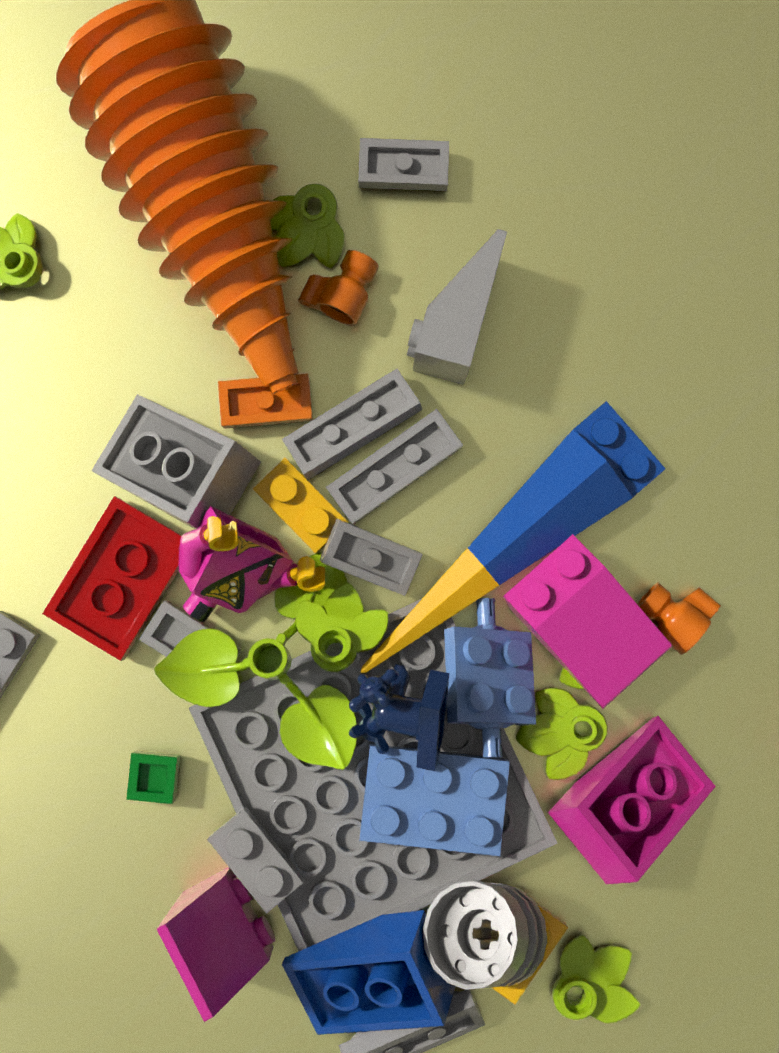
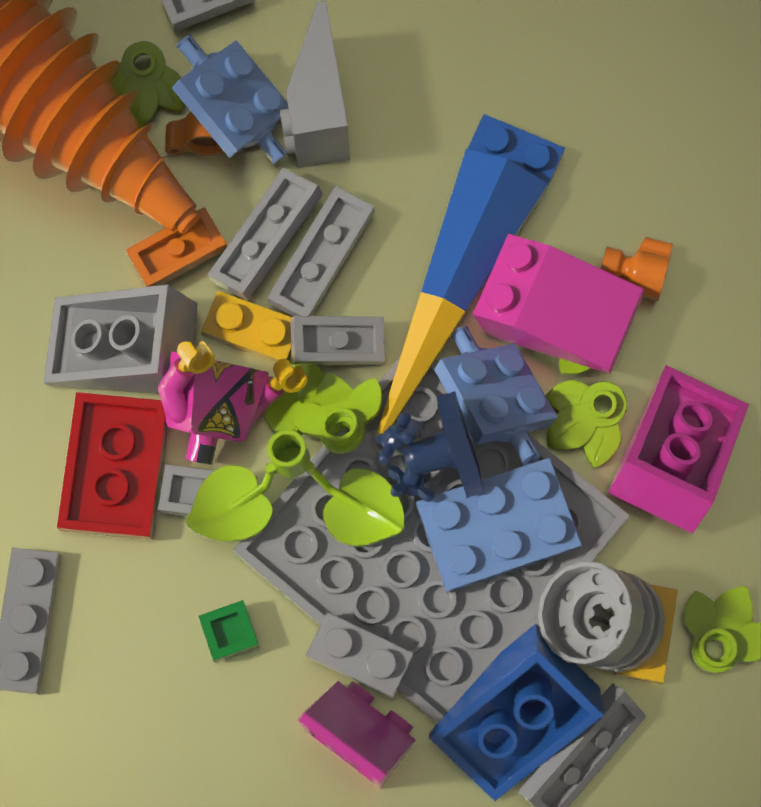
camera: 20 degrees left, 10 degrees down
(378, 281) = (231, 98): none -> medium blue plate

